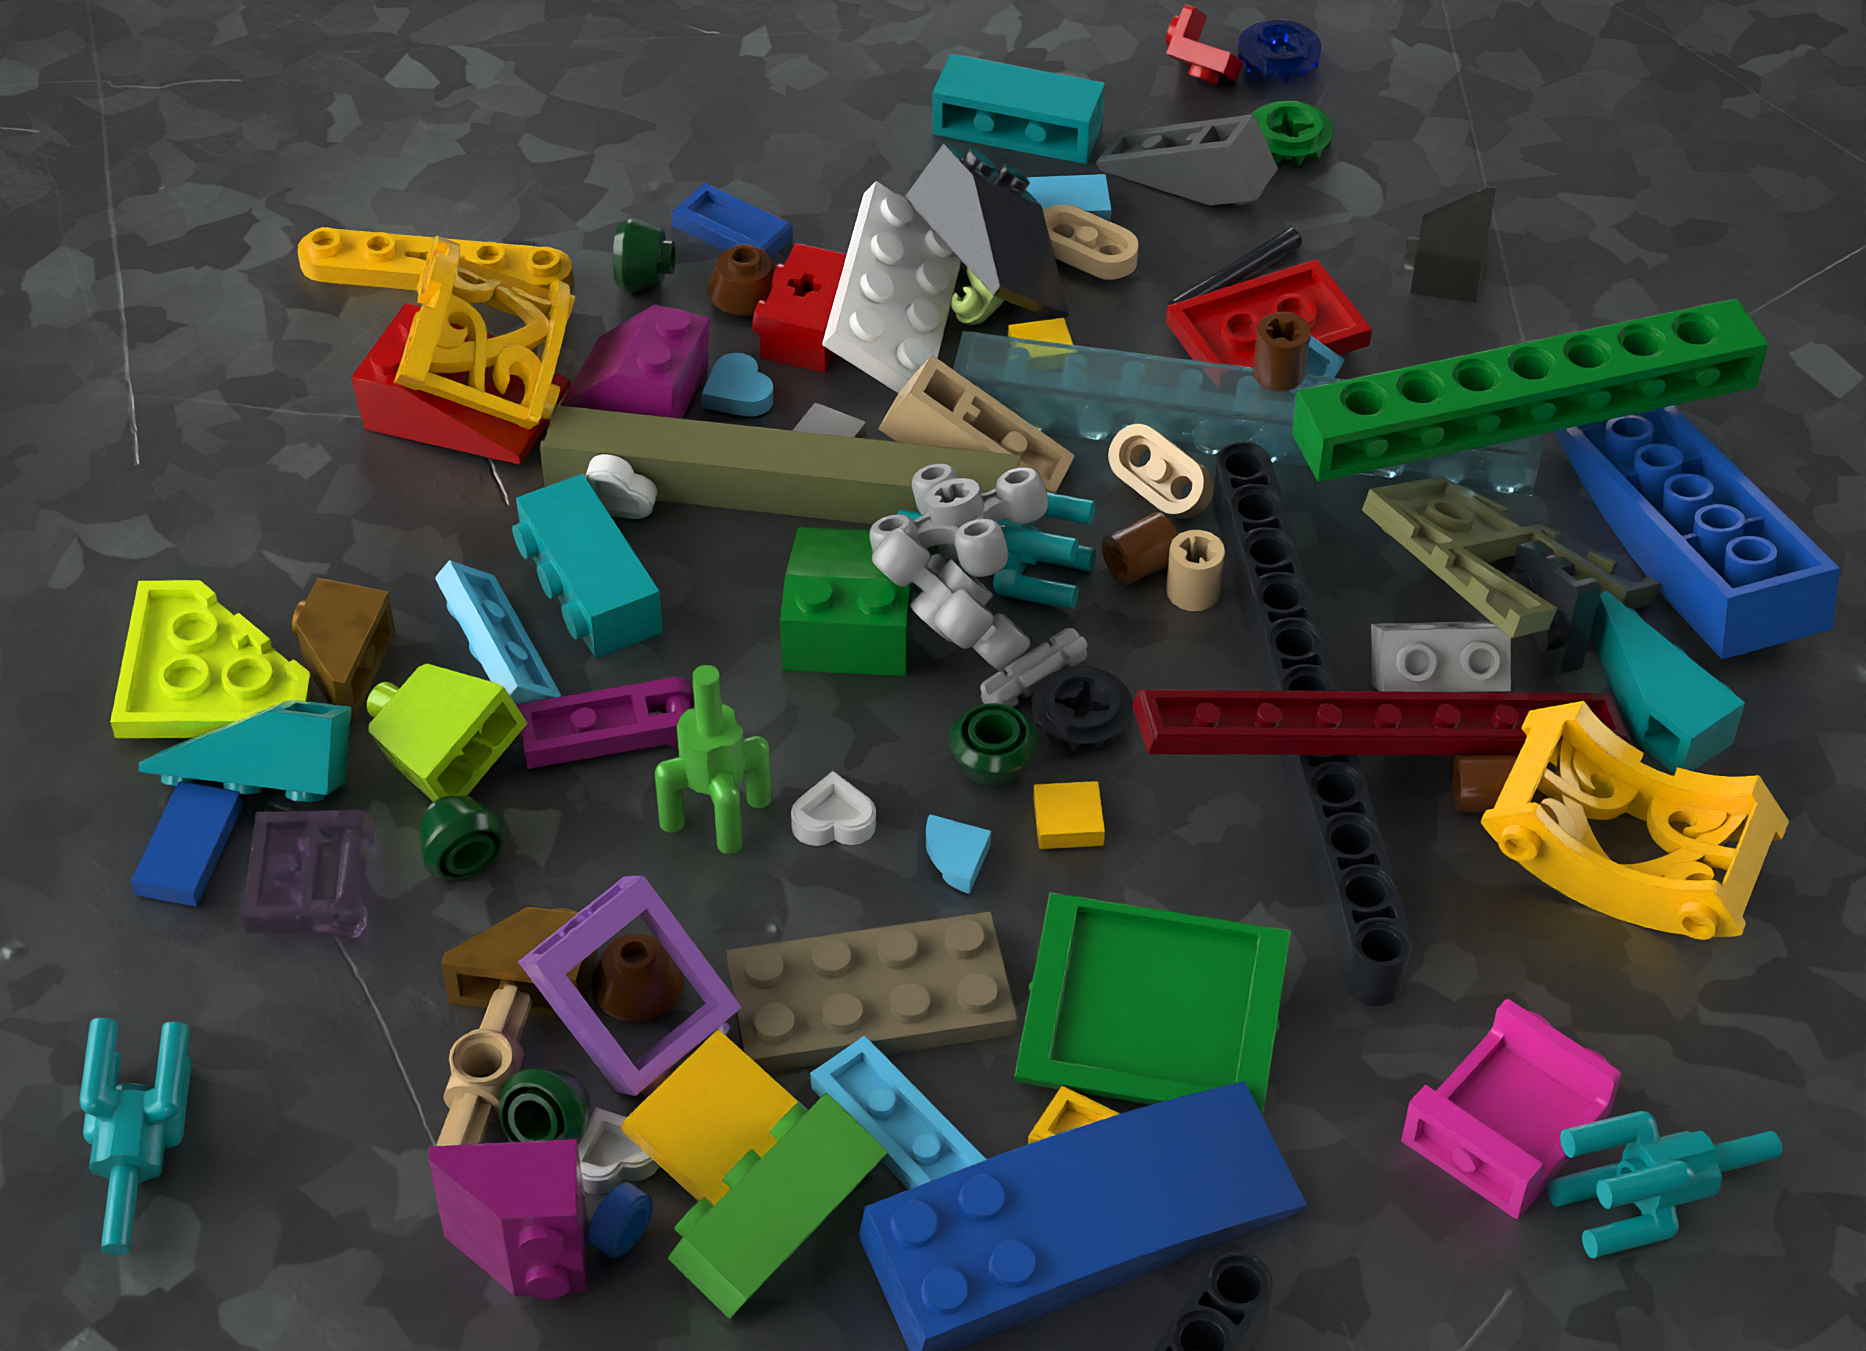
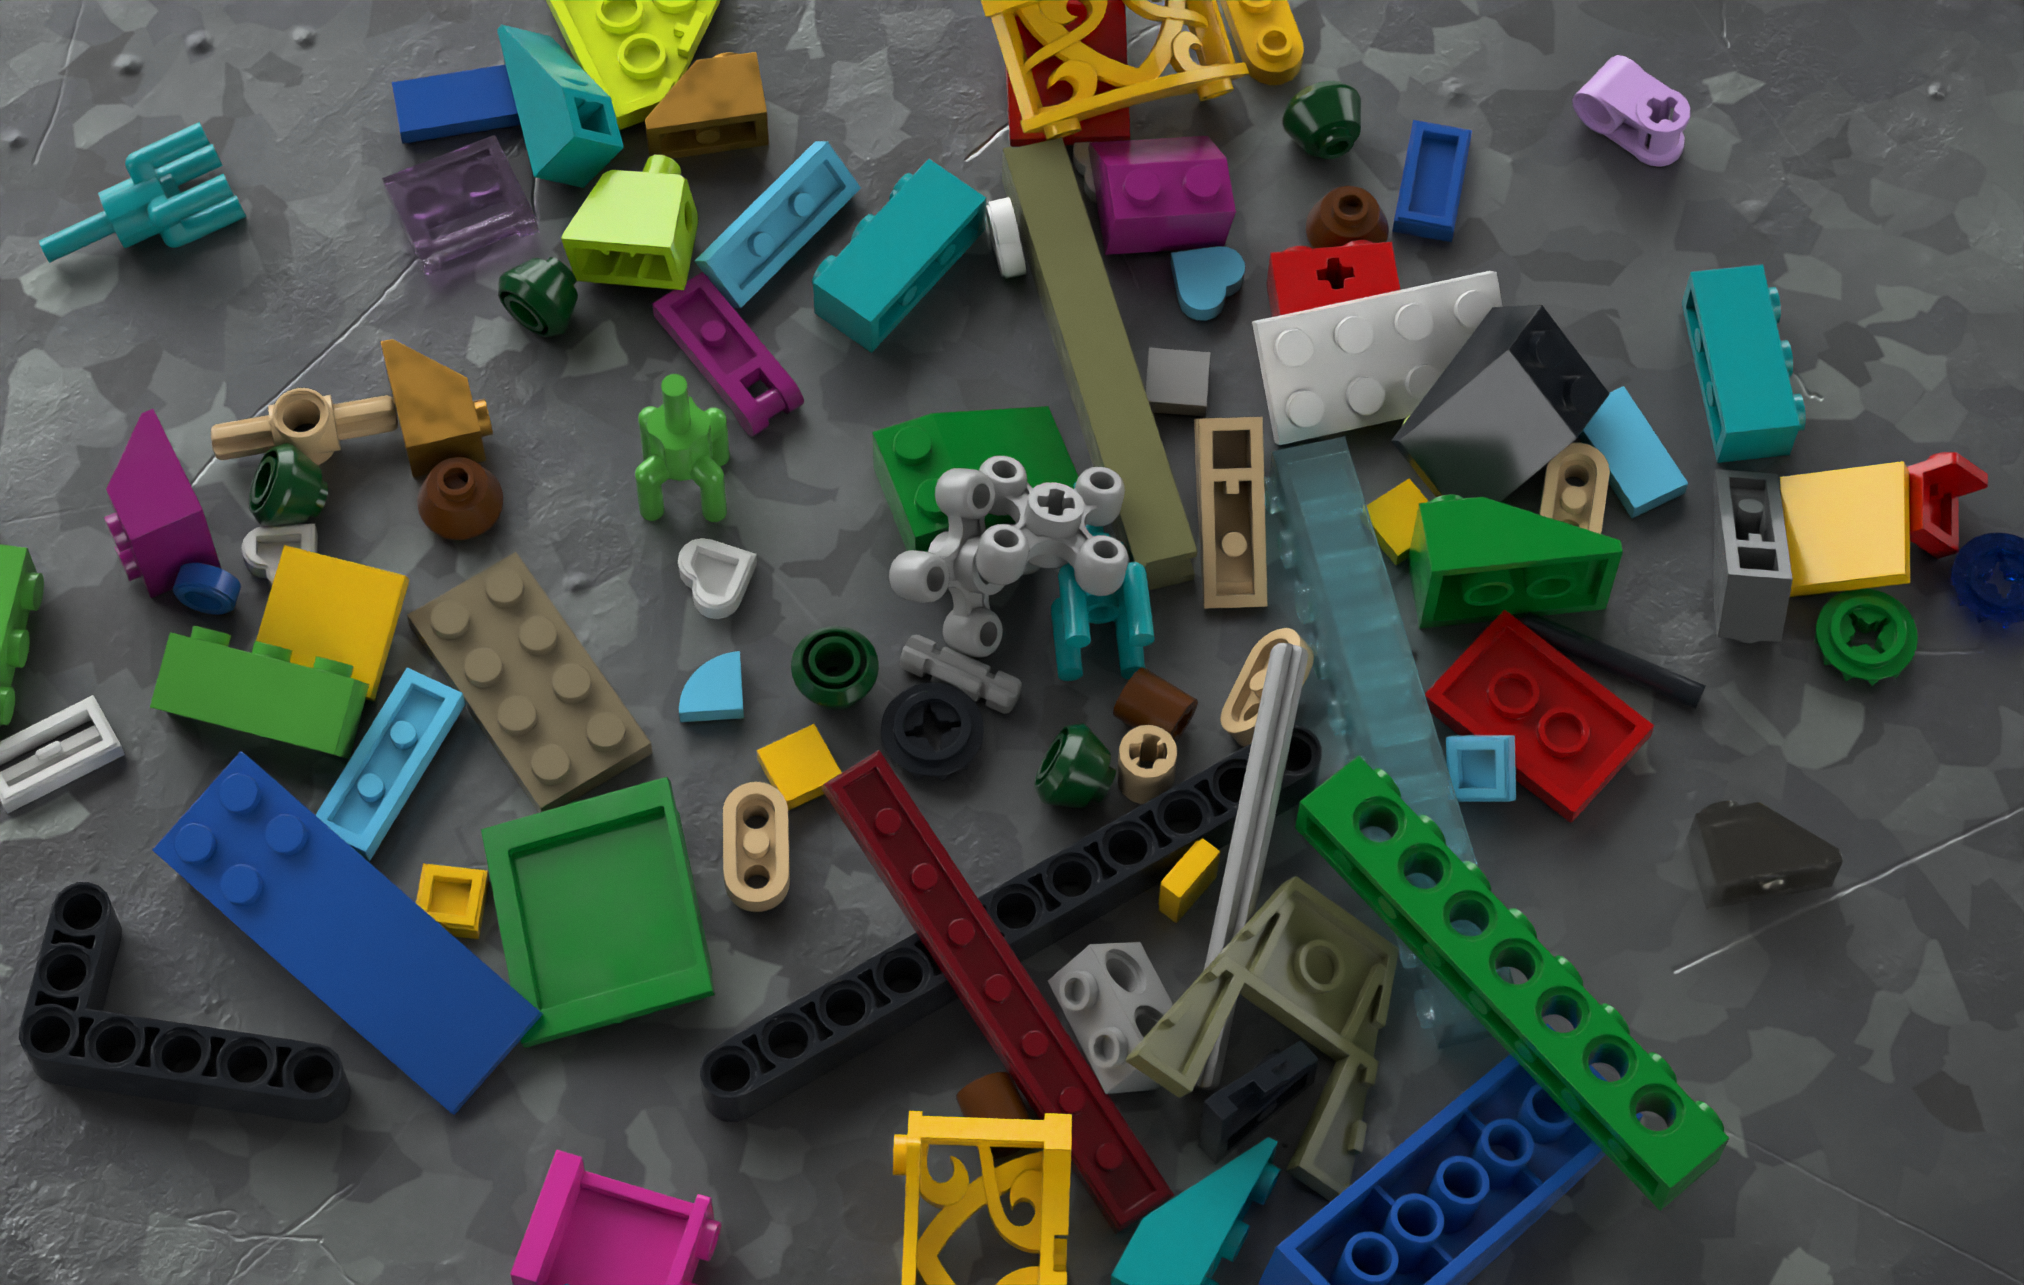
camera: 65 degrees right, 15 degrees up
(588, 931) = (460, 471): medium lavender window -> none
(752, 88) = (1628, 105): none -> lavender piece
(1131, 276) = (1489, 557): none -> green slope
(1141, 867) = (756, 850): none -> tan plate
(1174, 617) = (1074, 769): none -> dark green cone
(1198, 86) = (1847, 528): none -> yellow tile
(1281, 351) = (1443, 708): reddish brown gear -> none
(1317, 508) = (1255, 819): none -> light grey axle
(1324, 578) = (1188, 879): none -> yellow tile

